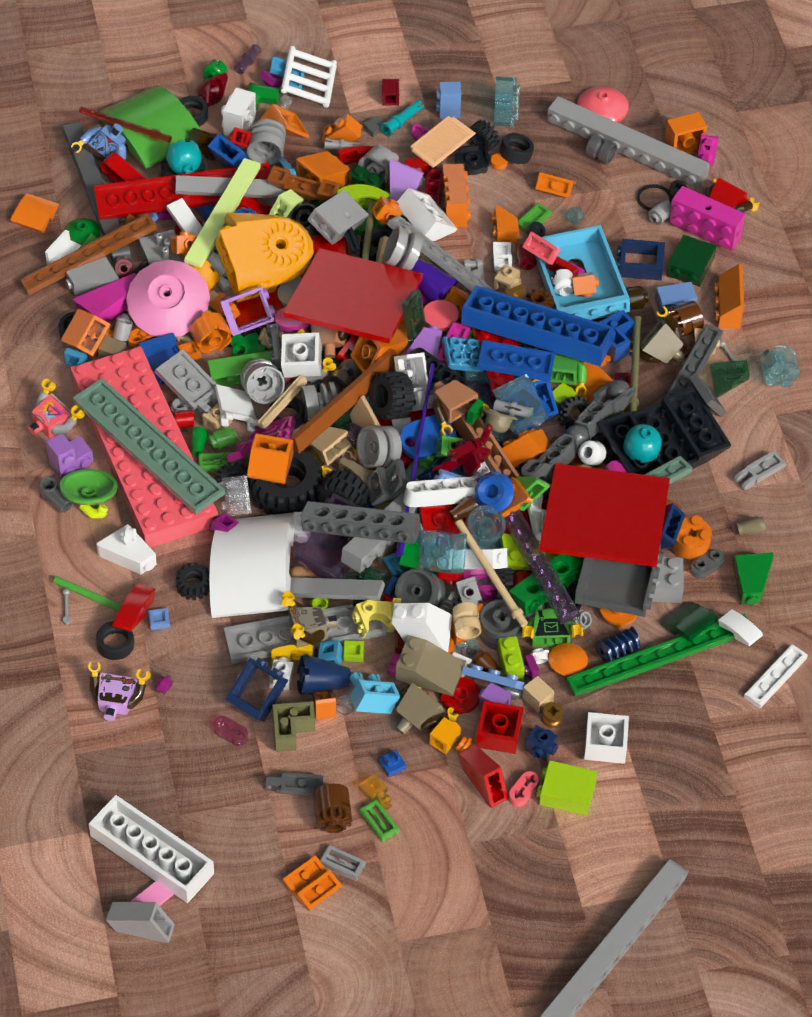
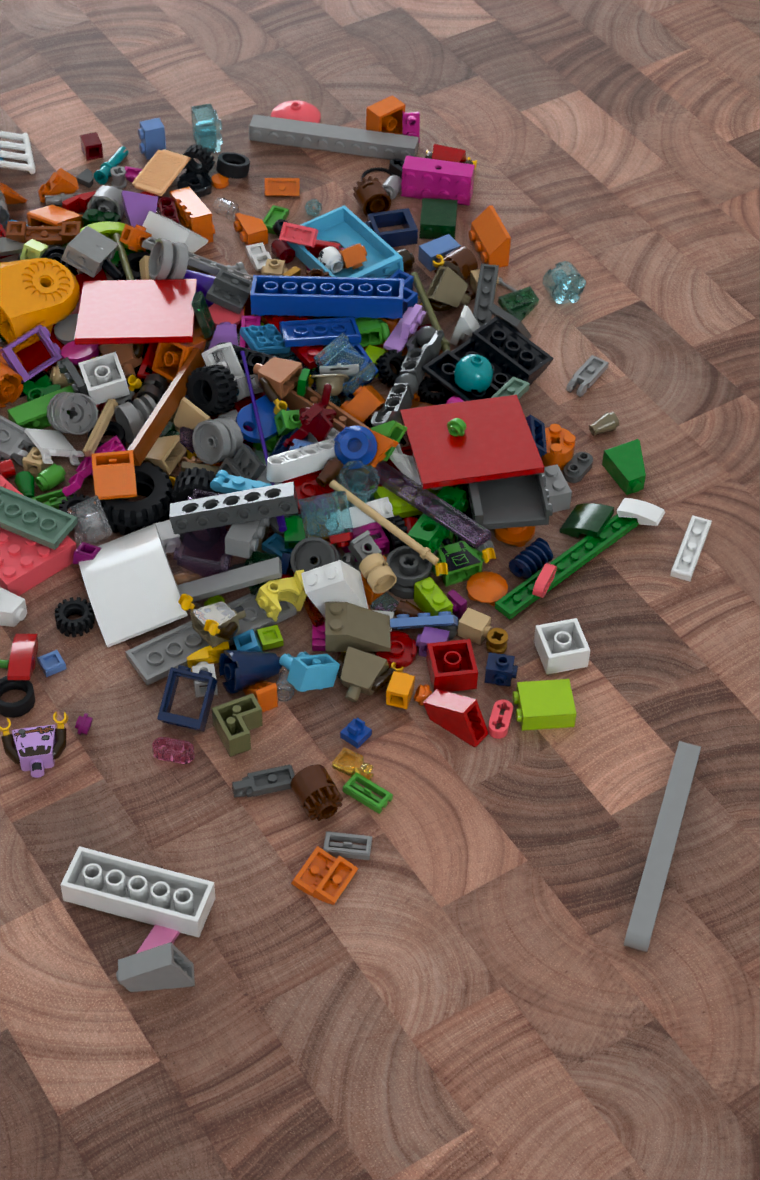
camera: 20 degrees left, 5 degrees down
(375, 499) = (228, 483): none -> medium azure plate
(402, 137) = (118, 175): none -> light grey bush
(450, 293) = (229, 291): none -> dark grey slope
(491, 194) = (226, 208): none -> clear brick
(540, 655) = (460, 588): white plate -> none
(592, 452) = (423, 391): white head -> none
(595, 498) = (456, 427): none -> bright green plate
(600, 148) = (314, 149): flat silver wheel -> none
(602, 376) = (405, 328): none -> lavender bracket
(618, 670) = (544, 580): none -> coral beam
(635, 220) = (371, 196): none -> reddish brown gear
(663, 386) = (466, 325): none -> white slope

